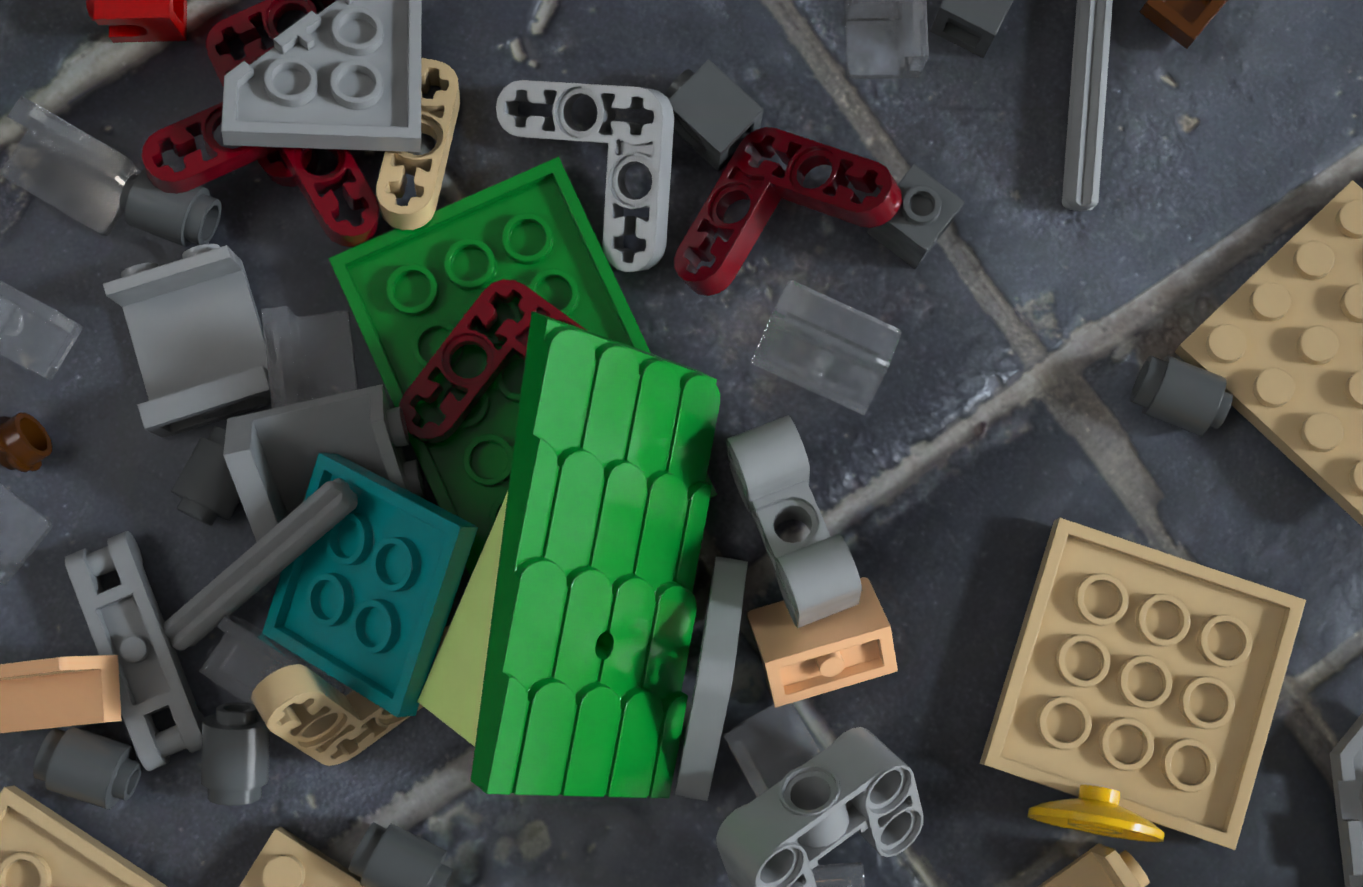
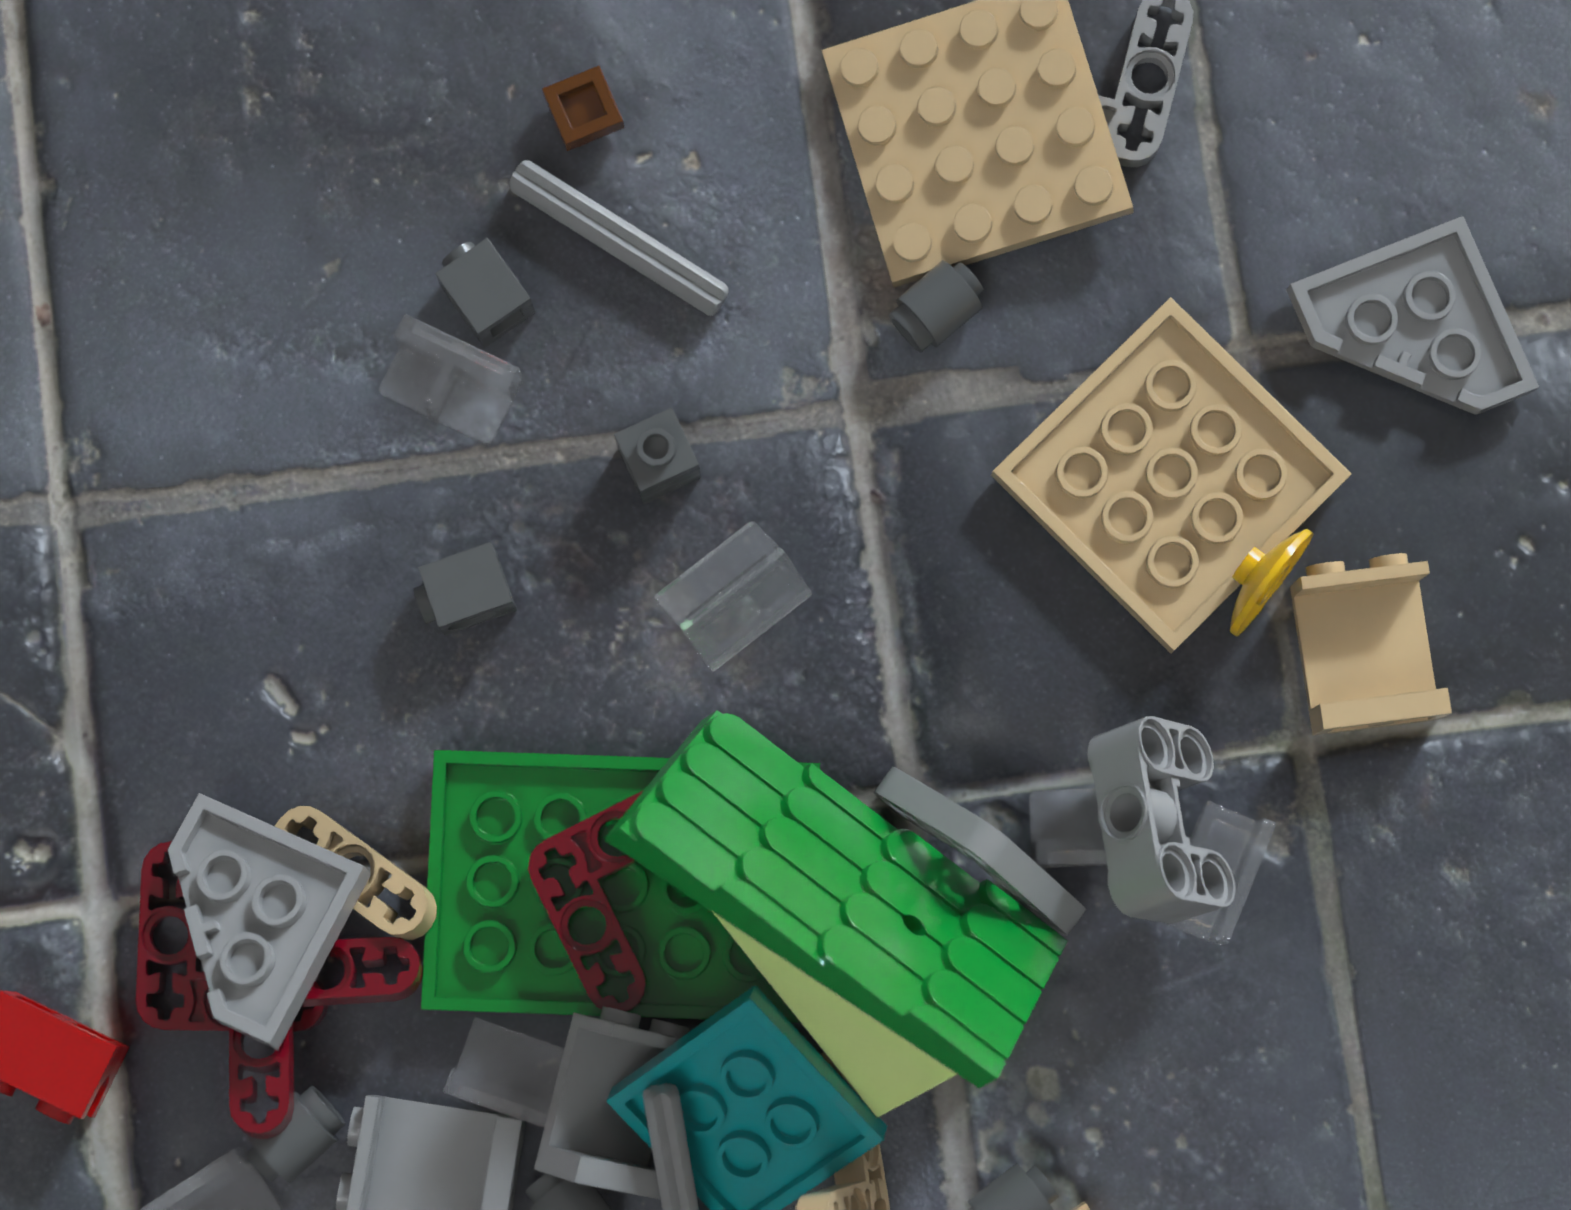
camera: 60 degrees left, 0 degrees up
(626, 146) = (459, 683): light grey beam -> none
(764, 188) = (559, 575): dark red beam -> none
(773, 481) = (834, 707): light grey beam -> none
(825, 653) = (996, 735): light nougat panel -> none

